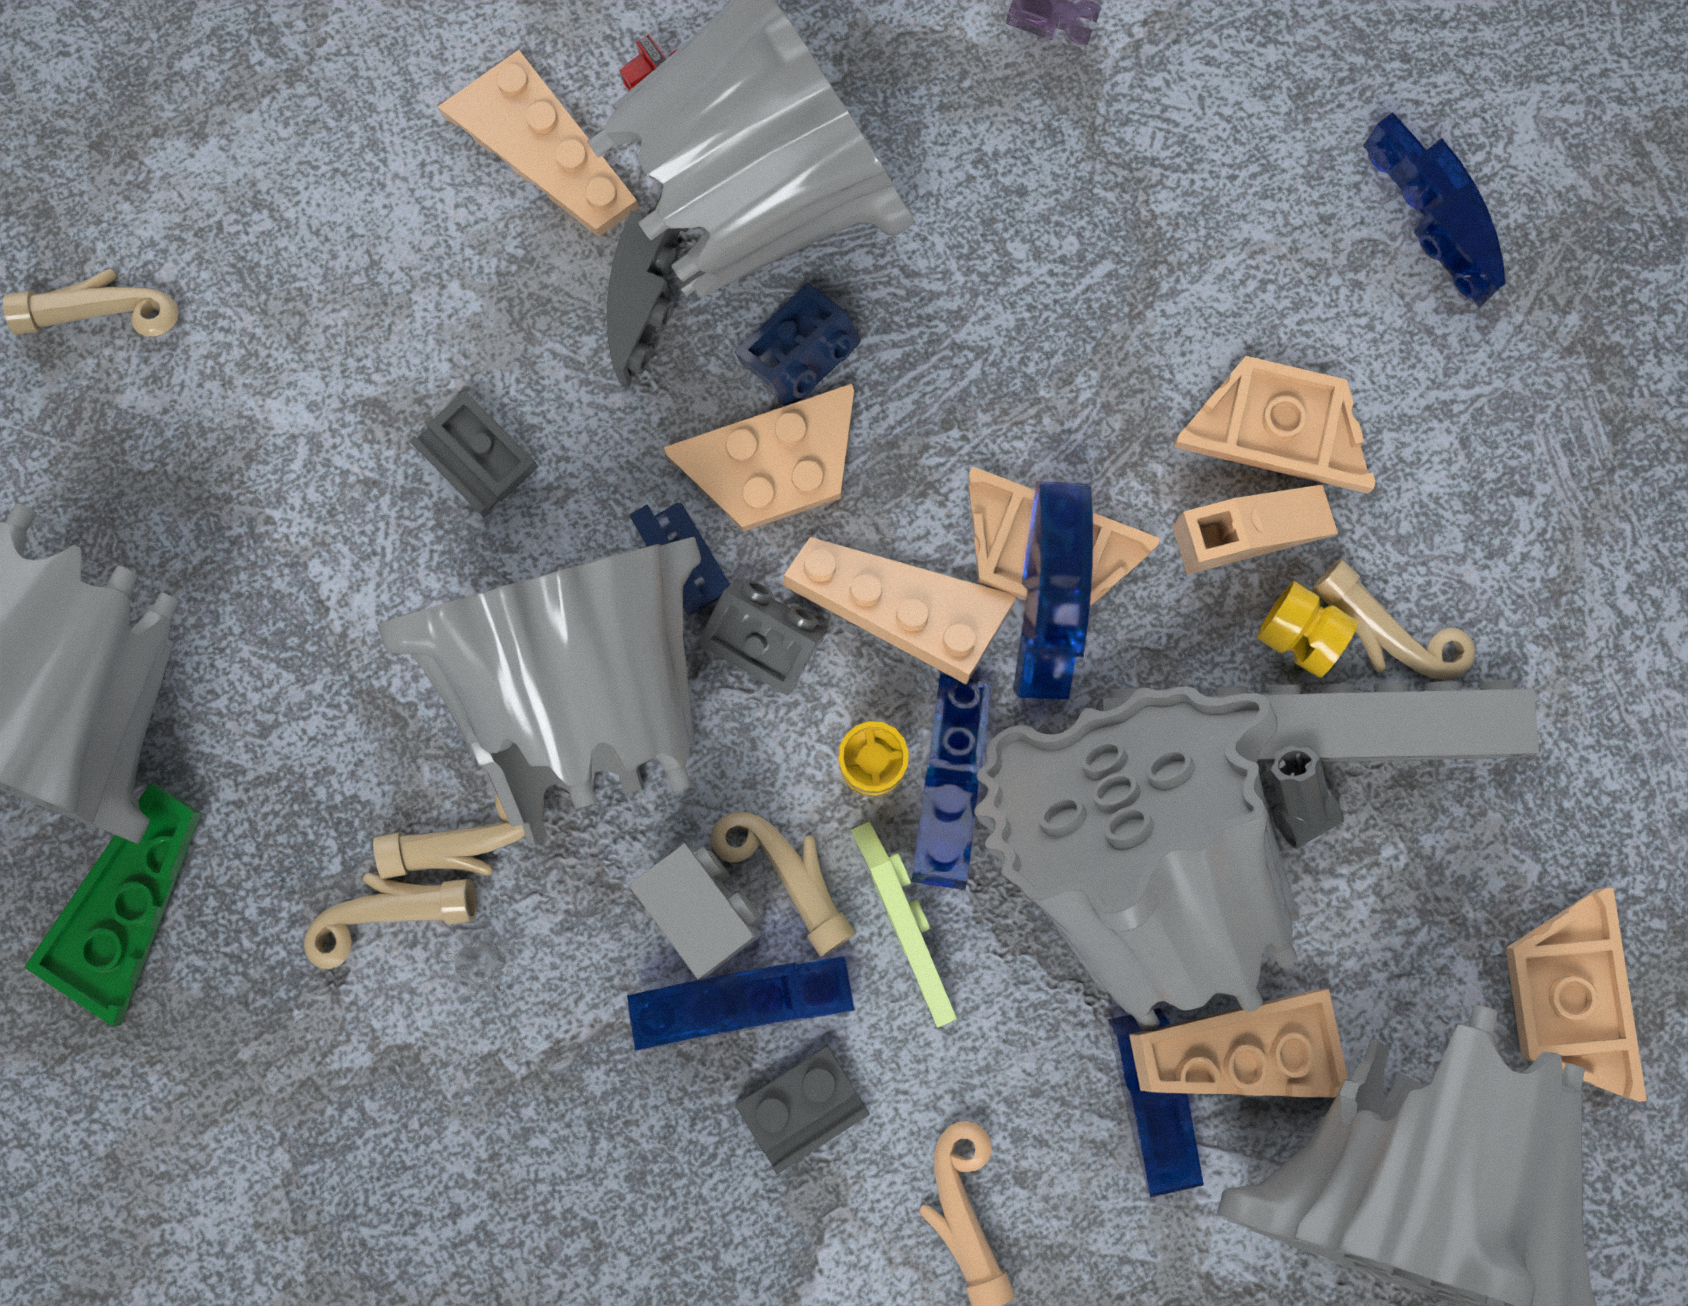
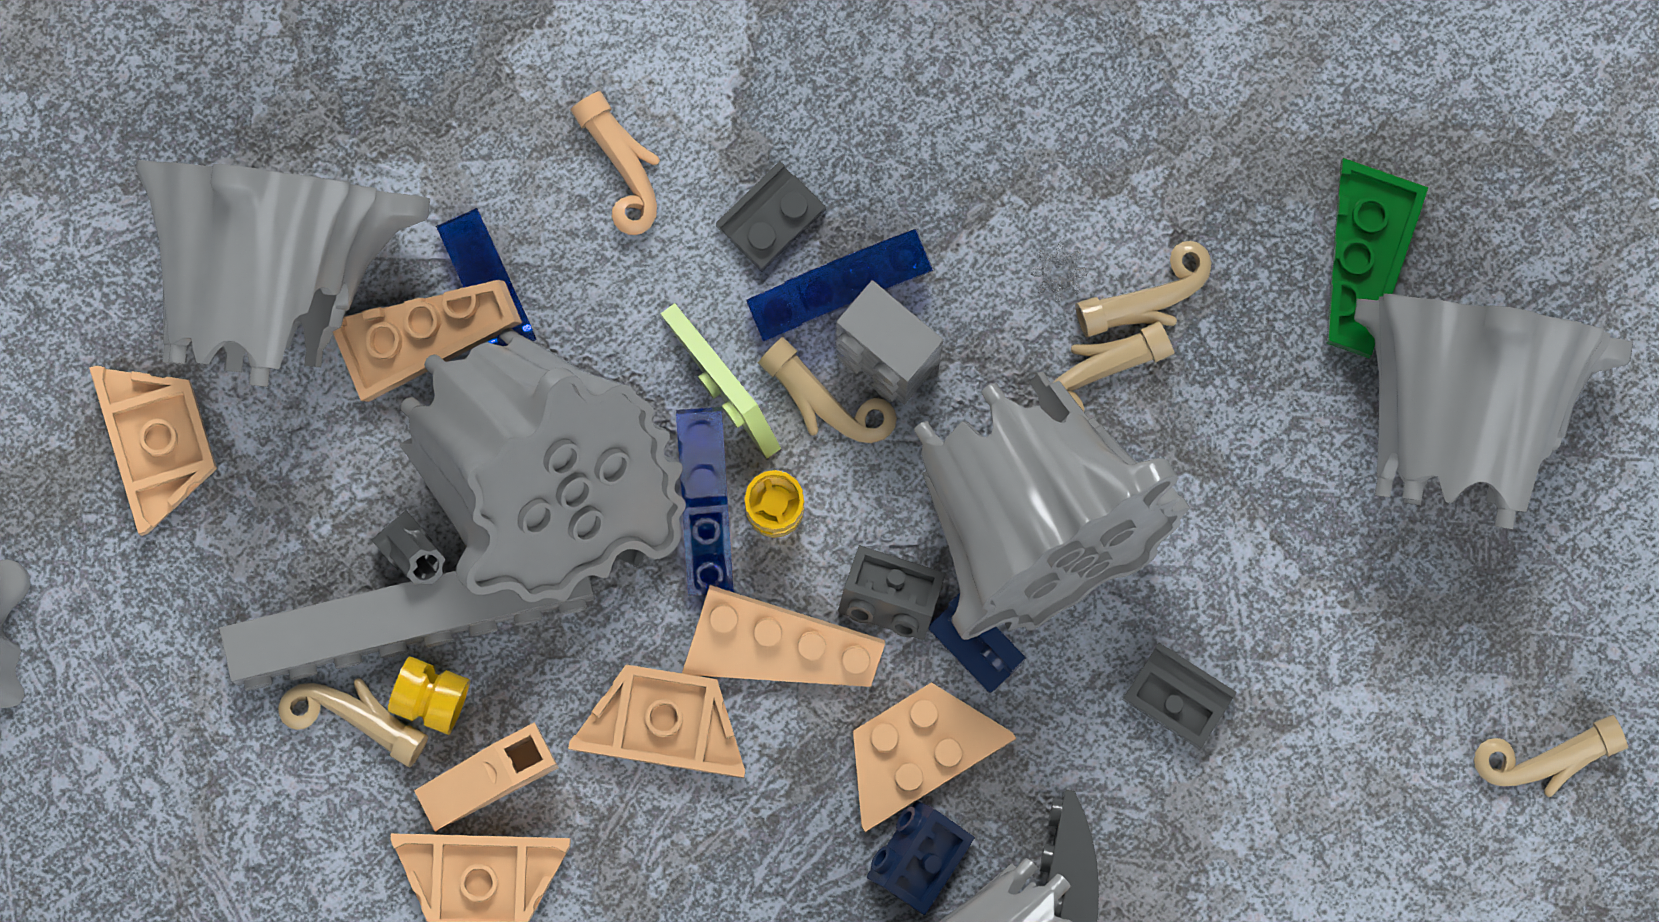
camera: 165 degrees right, 0 degrees up
(1057, 588) = (650, 676): clear blue slope -> none

